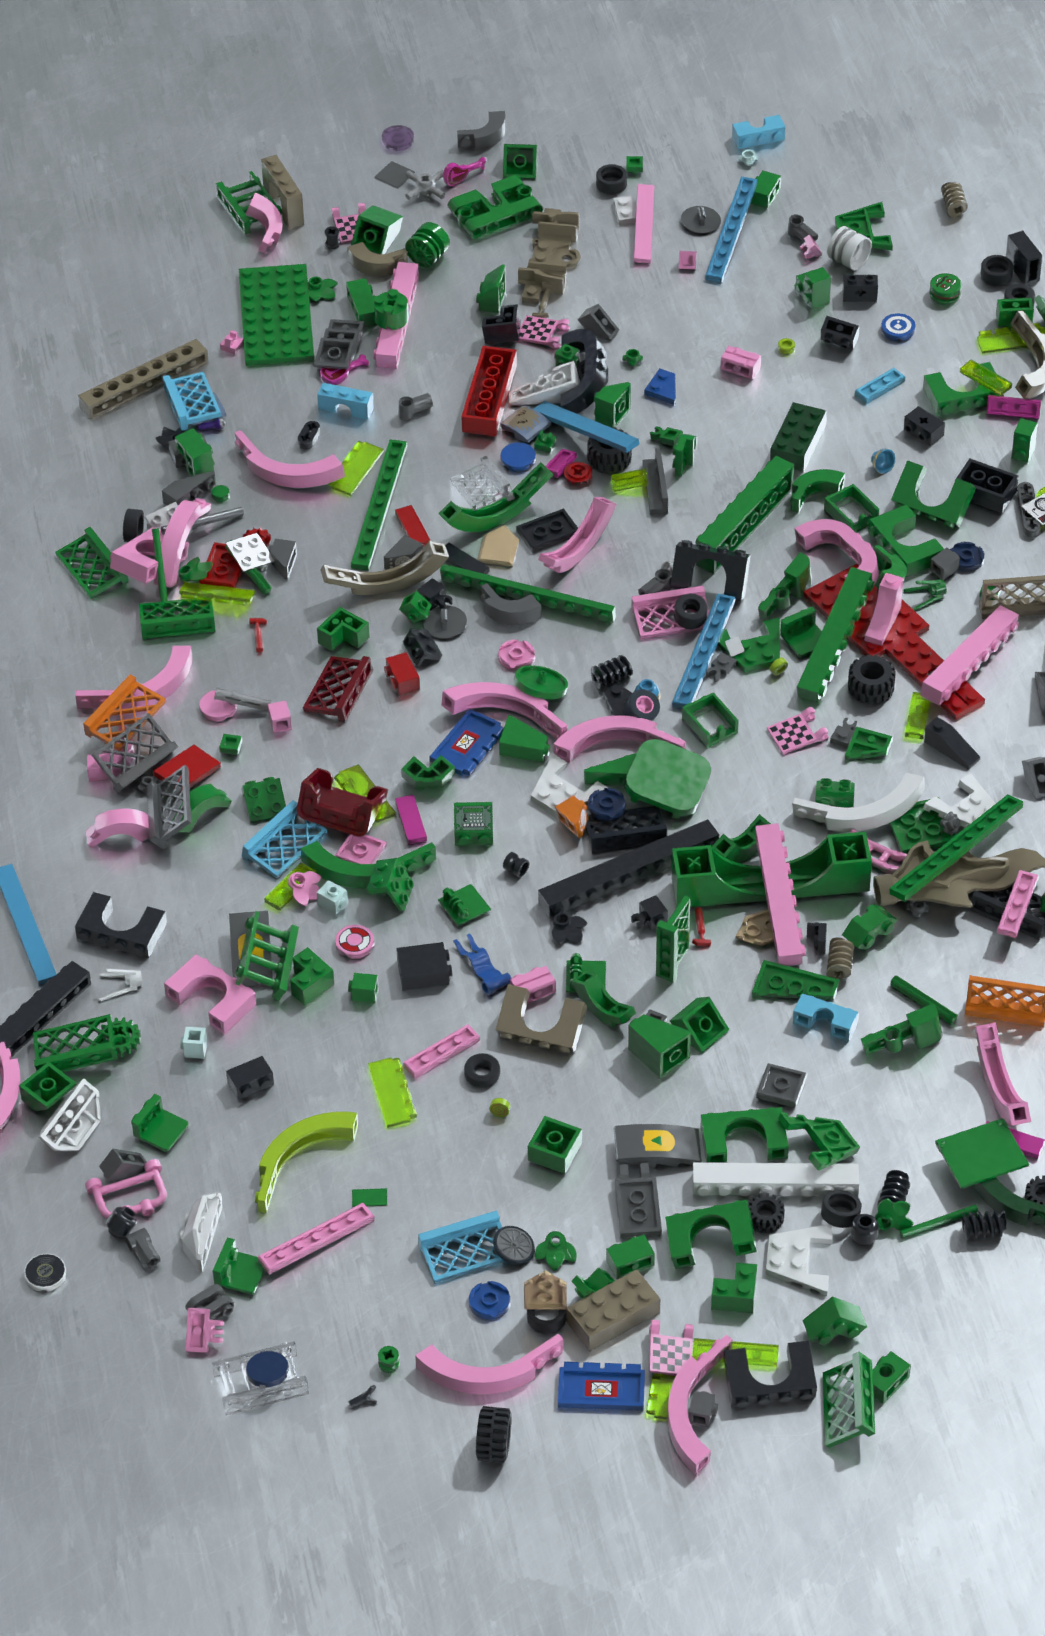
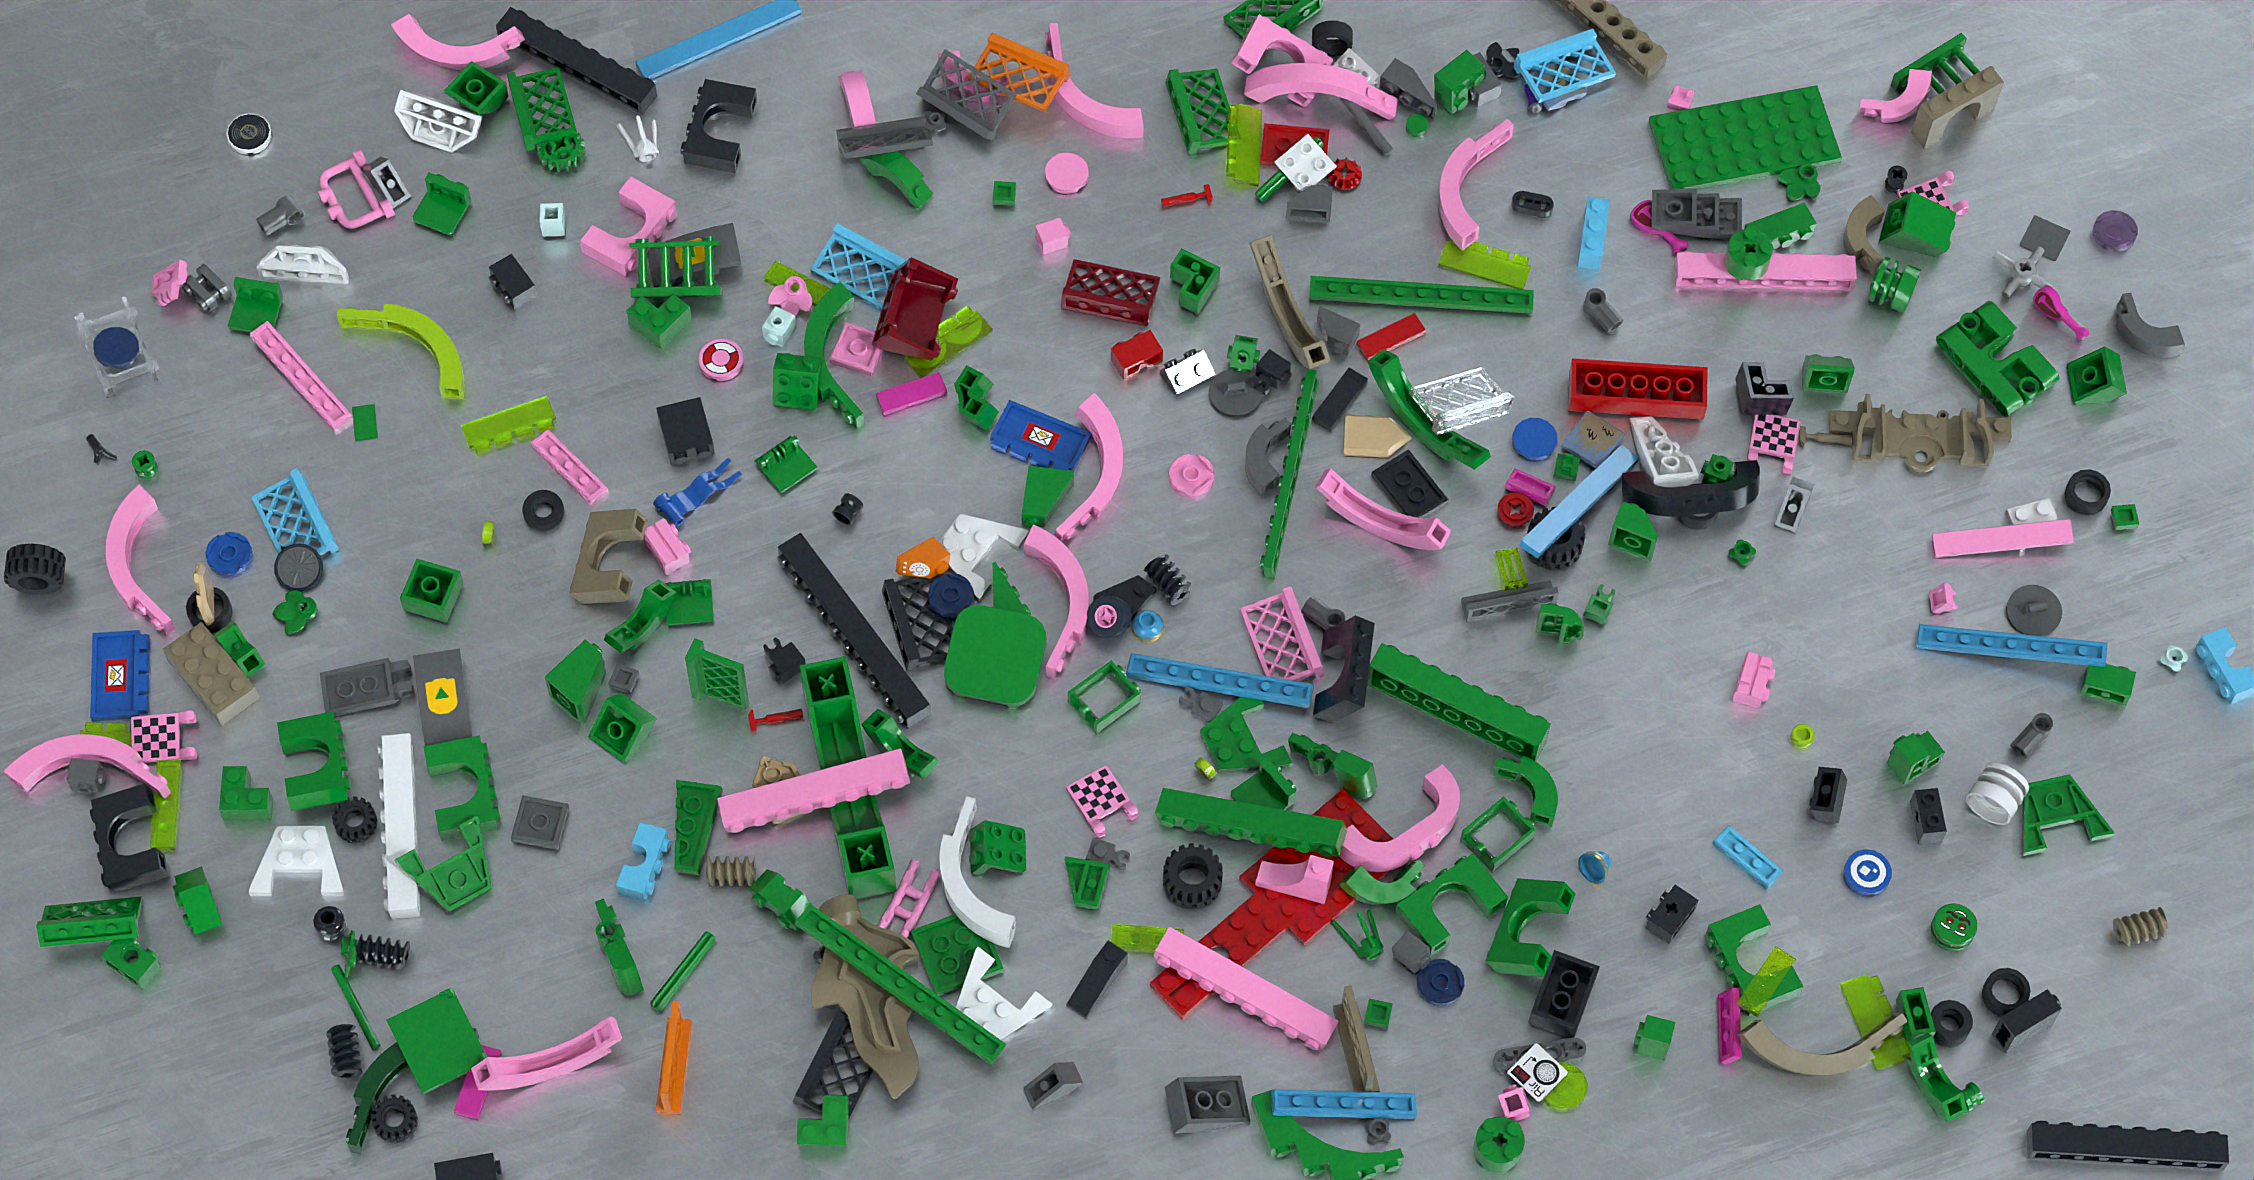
camera: 80 degrees right, 15 degrees up
(121, 1221) = (307, 188): black head -> none
(160, 570) = (1259, 70): green bar -> none
(194, 570) = (1276, 115): green plate -> none
(198, 762) = (960, 155): red tile -> none
(241, 699) = (1069, 191): light grey pin -> none
(263, 798) = (923, 236): green bracket -> none
(363, 987) = (649, 376): green brick -> none
(473, 823) = (896, 455): slope -> none
(540, 682) = (1137, 502): green piece -> none
(567, 928) = (757, 578): black plate -> none
(630, 1256) = (286, 684): green brick -> none
(662, 387) = (1696, 593): blue wing -> none
(694, 602) = (1277, 642): black tyre -> none
(734, 646) = (1231, 714): white sticker -> none
(799, 435) = (1621, 759): dark green brick -> none
(810, 248) = (2002, 750): bright pink tile -> none
(818, 932) = (766, 849): black bracket -> none
(840, 1198) = (360, 878): black tyre -> none
(950, 823) = (951, 979): dark grey plant -> none
(1017, 904) = (822, 1062): bright pink tile -> none

